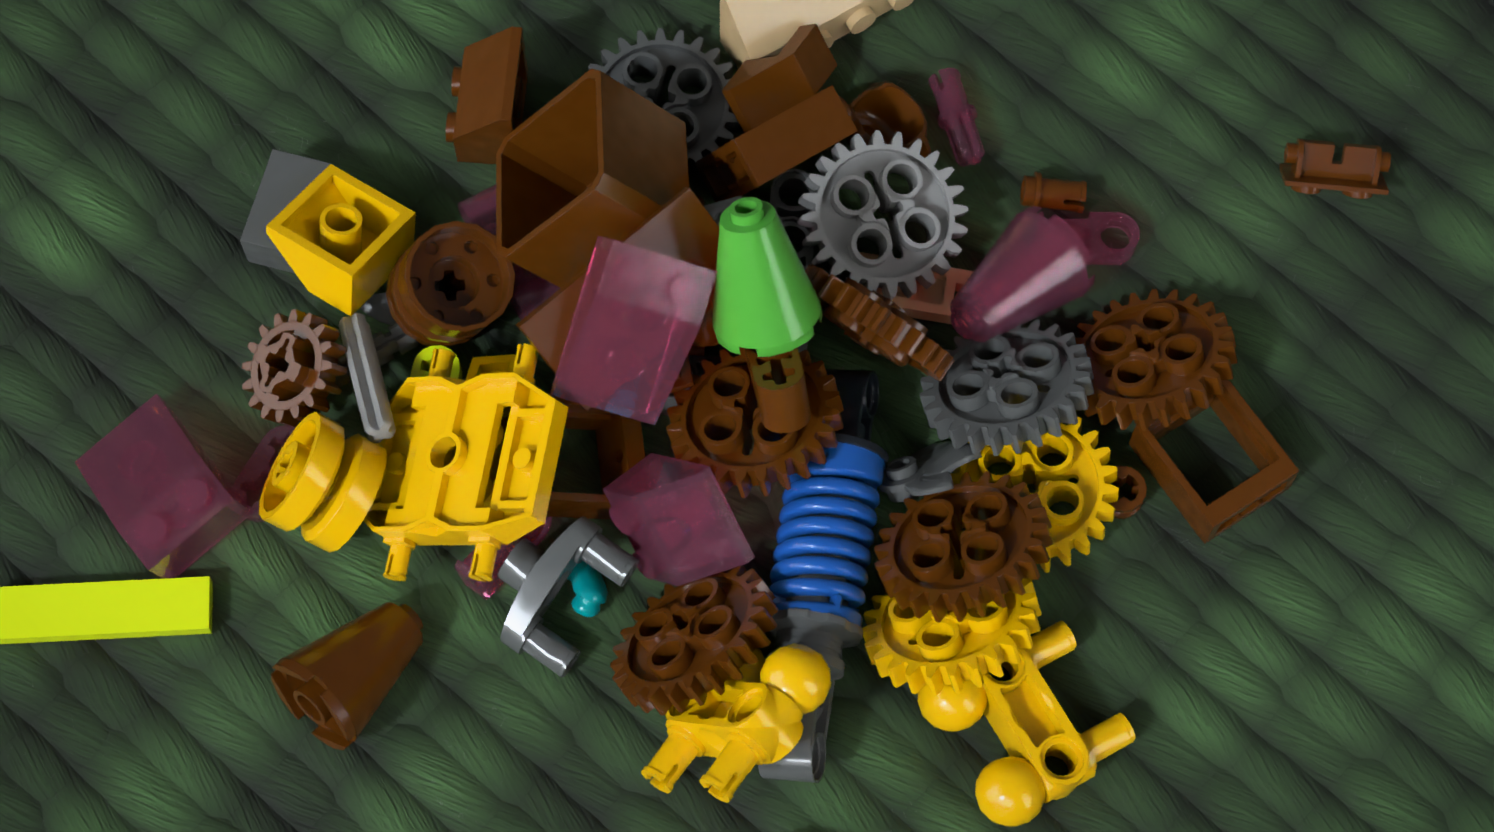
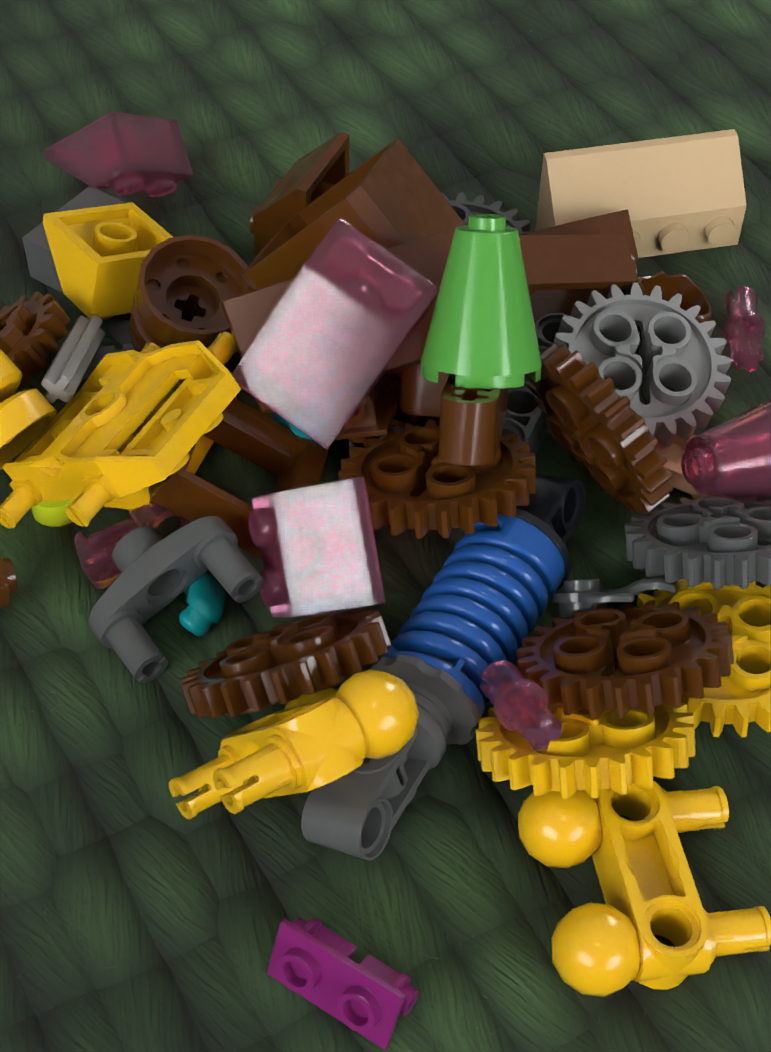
camera: 20 degrees right, 20 degrees down
(289, 101) = (125, 154): none -> clear pink slope
(900, 625) = (520, 704): none -> clear pink axle

